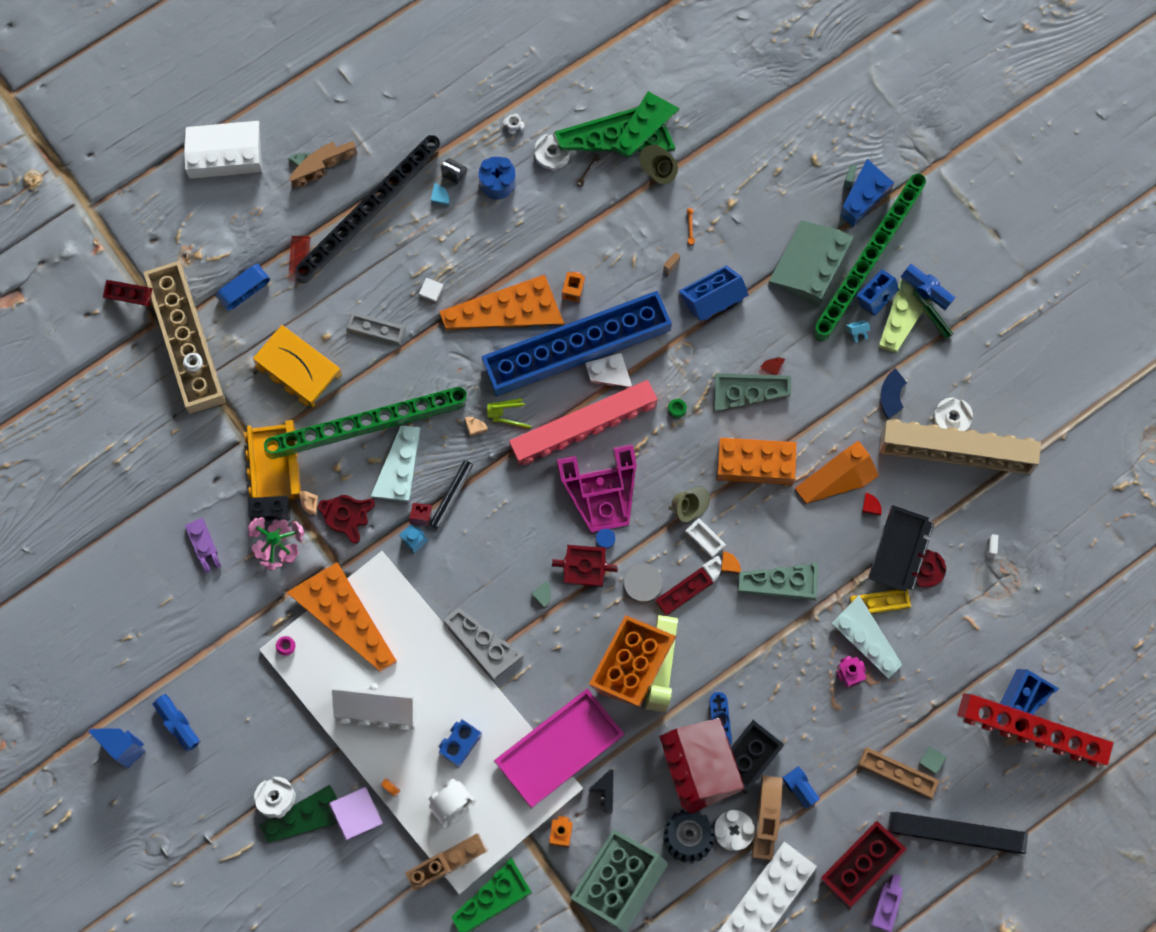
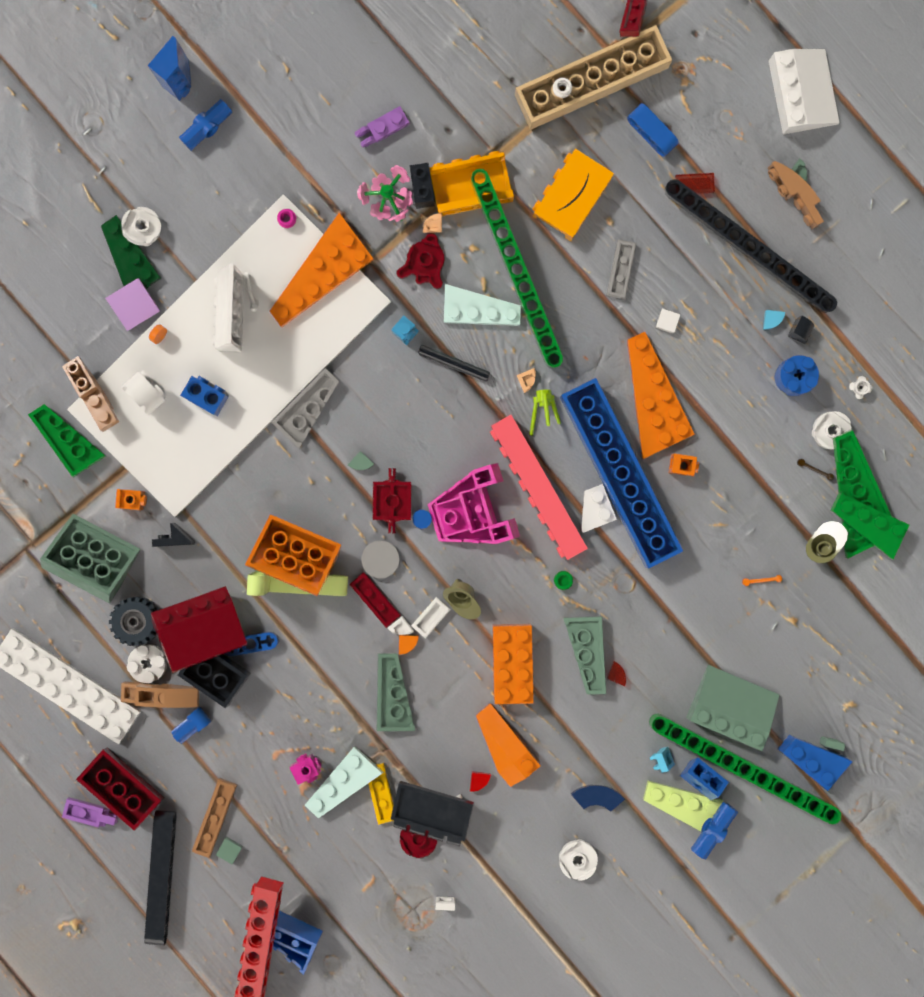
camera: 90 degrees right, 15 degrees up
(420, 514) = (427, 334): dark red bracket -> none
(559, 748) = (209, 491): dark pink tile -> none
(671, 263) = (717, 563): medium nougat tile -> none
(714, 293) = (690, 609): blue slope -> none
(934, 317) = (683, 837): dark green axle -> none
(959, 447) = (543, 872): tan brick -> none

